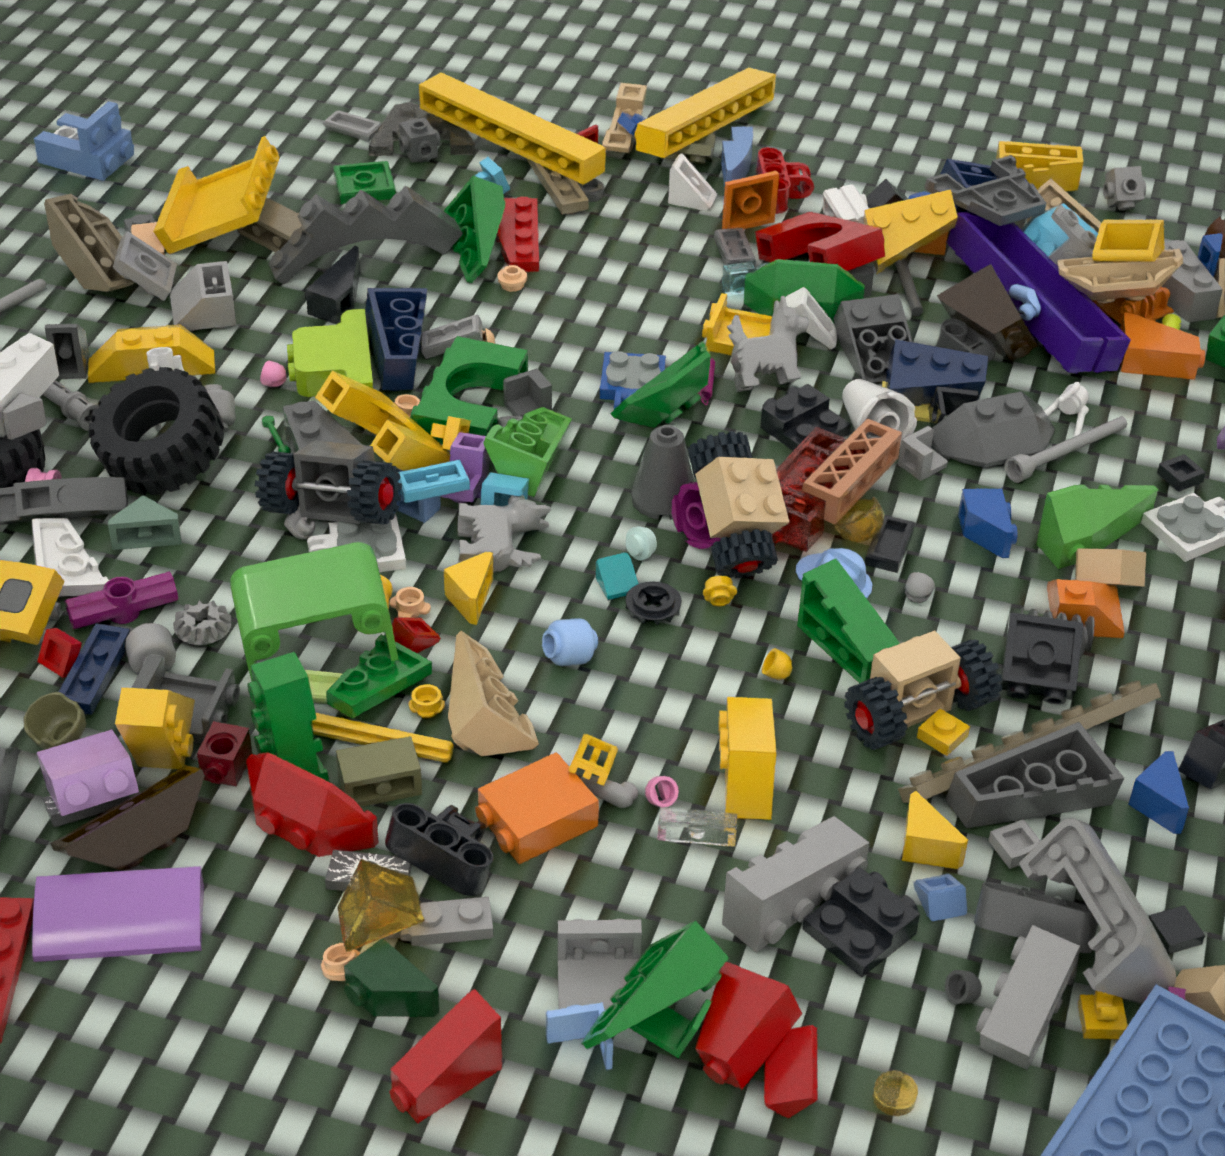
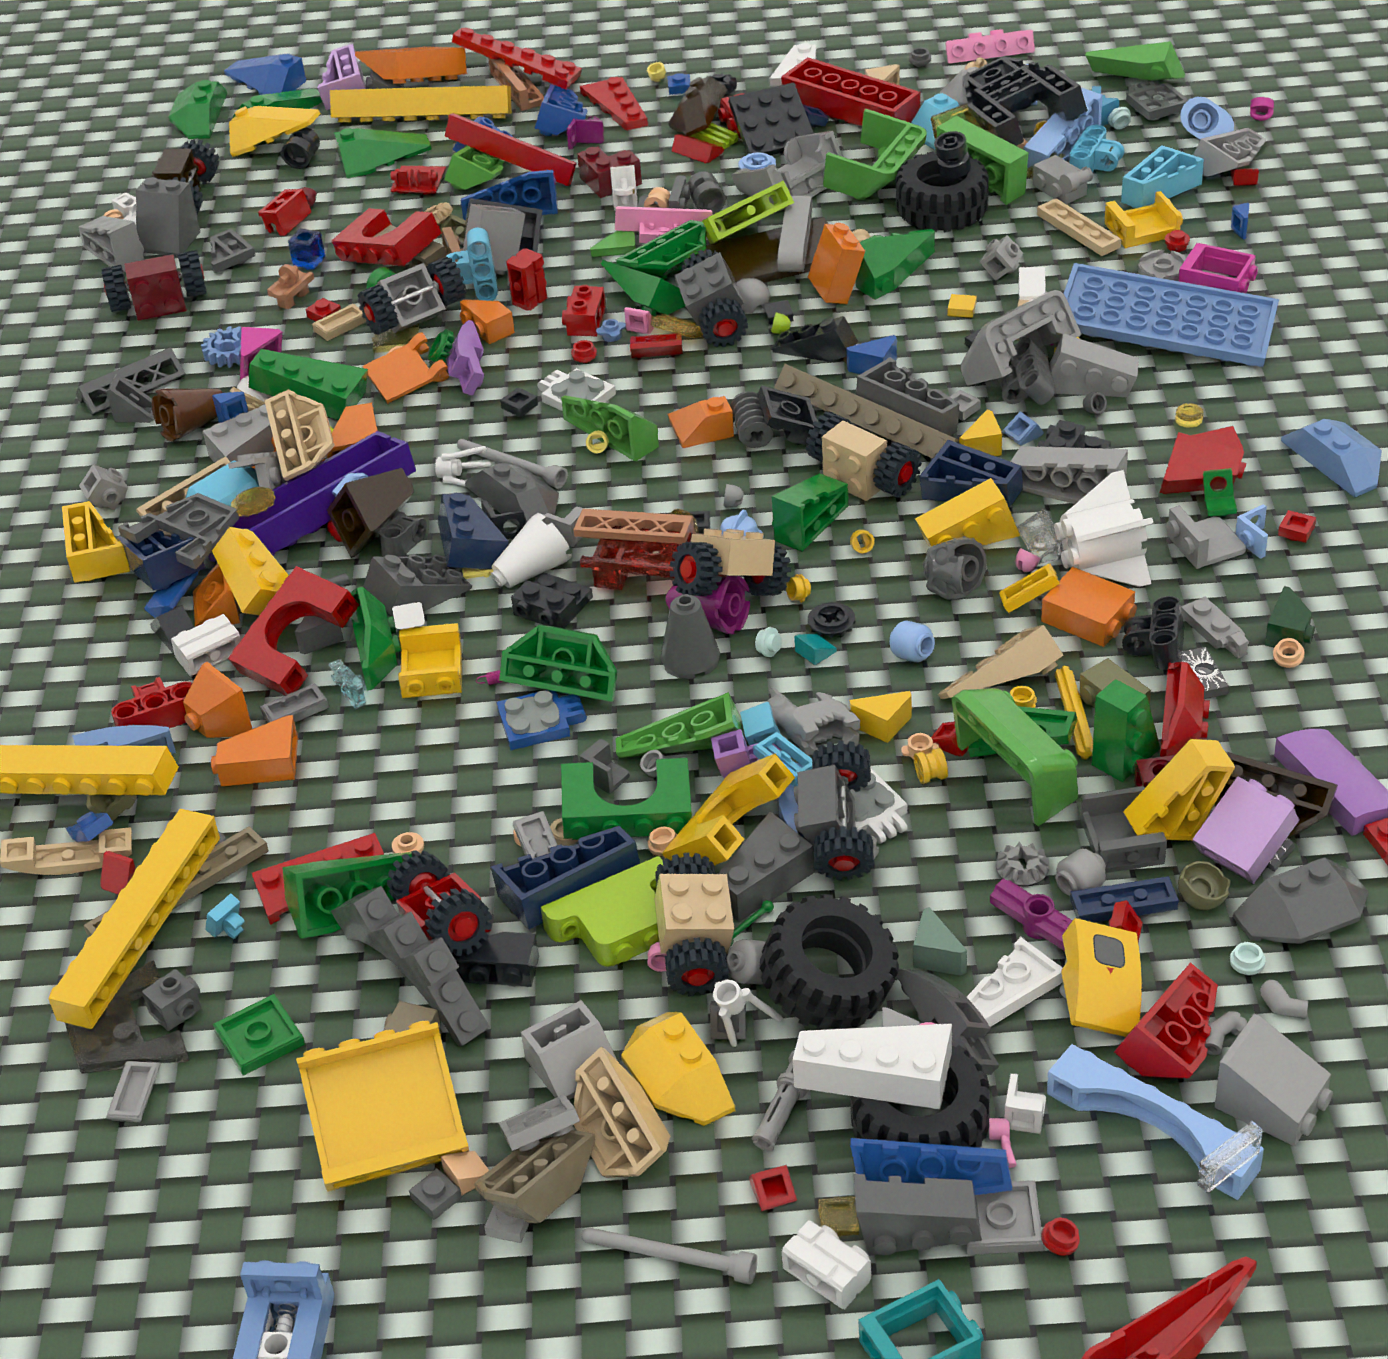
camera: 105 degrees left, 0 degrees up
(70, 349) = (716, 1118): dark grey slope -> none
(110, 308) = (620, 1116): none -> tan wedge
(271, 367) = (693, 923): none -> brick
(377, 905) = (1244, 638): clear yellow slope -> none
(397, 257) = (439, 902): none -> black brick
(449, 1059) = (1328, 568): red slope -> none
(450, 430) = (708, 772): yellow tile -> none
(572, 1089) = (1297, 526): none -> red plate
(623, 835) = (1106, 534): none -> white brick
(660, 978) = (1222, 493): green wedge -> none
(664, 703) = (955, 567): none -> dark grey head
(678, 221) = (258, 754): none -> orange slope
(688, 187) = (193, 769): white slope -> none
(768, 353) = (480, 618): light grey animal -> none
(838, 781) = (960, 468): none -> dark blue wedge
(987, 520) = (634, 476): blue slope -> none
(1023, 236) = (253, 501): none -> clear yellow gear
(1111, 566) = (663, 407): tan slope -> none
(1129, 241) = (259, 421): yellow tile -> none

